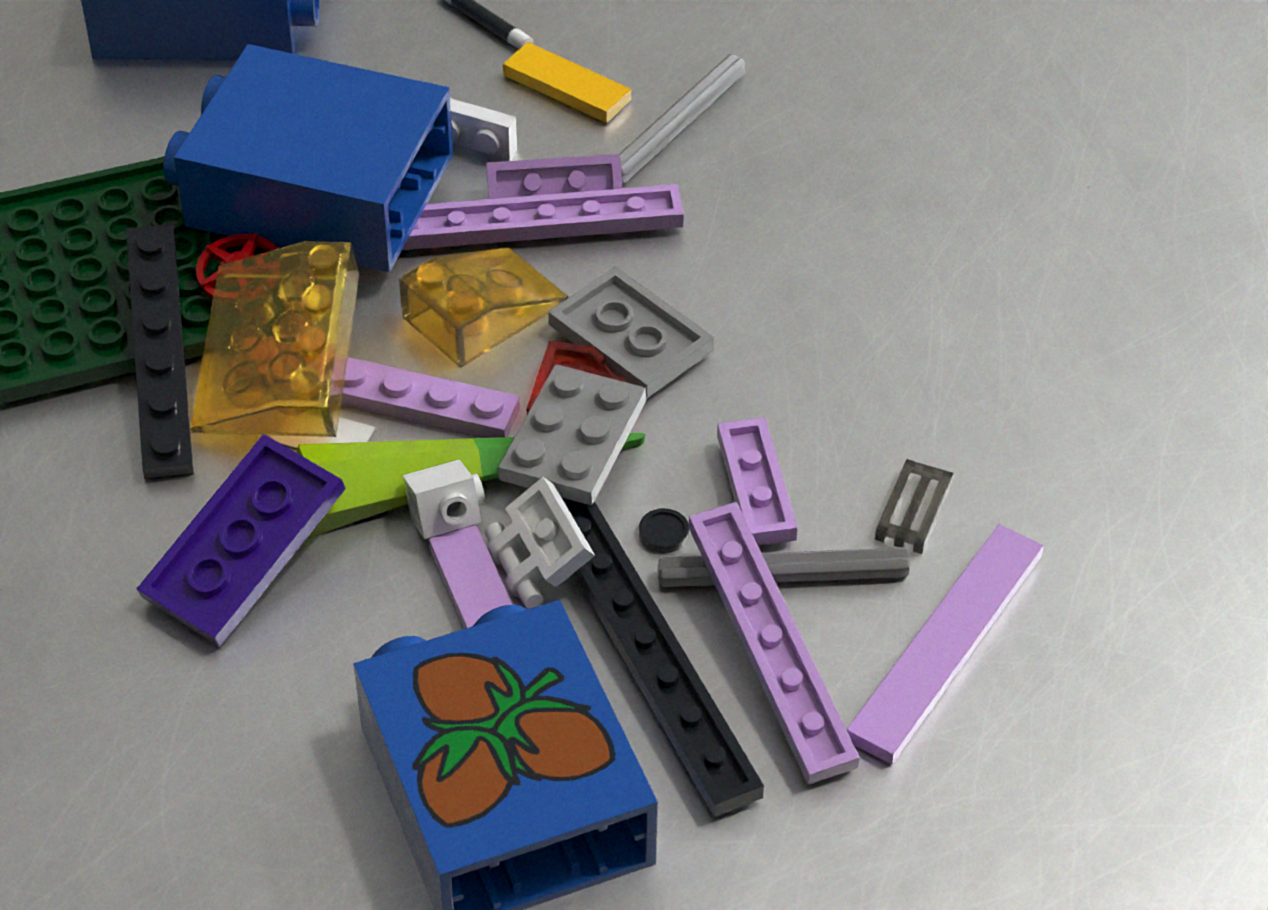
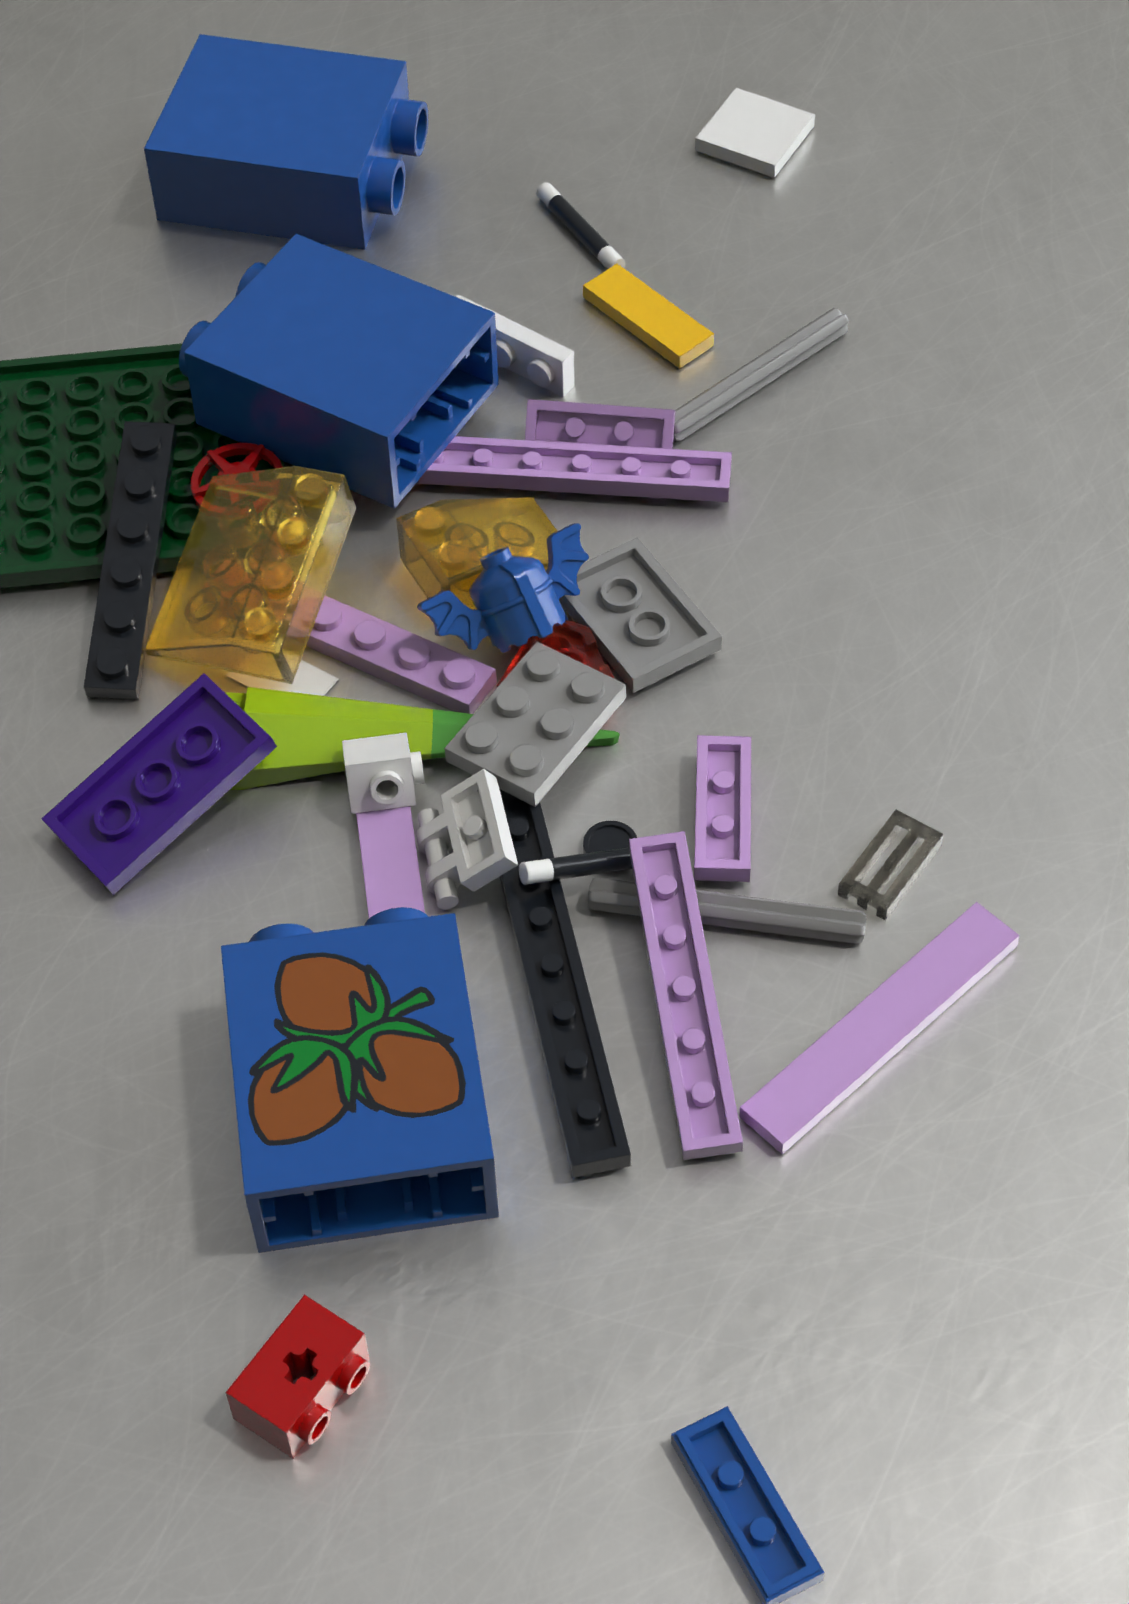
camera: 15 degrees right, 5 degrees up
(523, 328) = (512, 595): none -> blue helmet
(644, 549) = (575, 866): none -> black bar

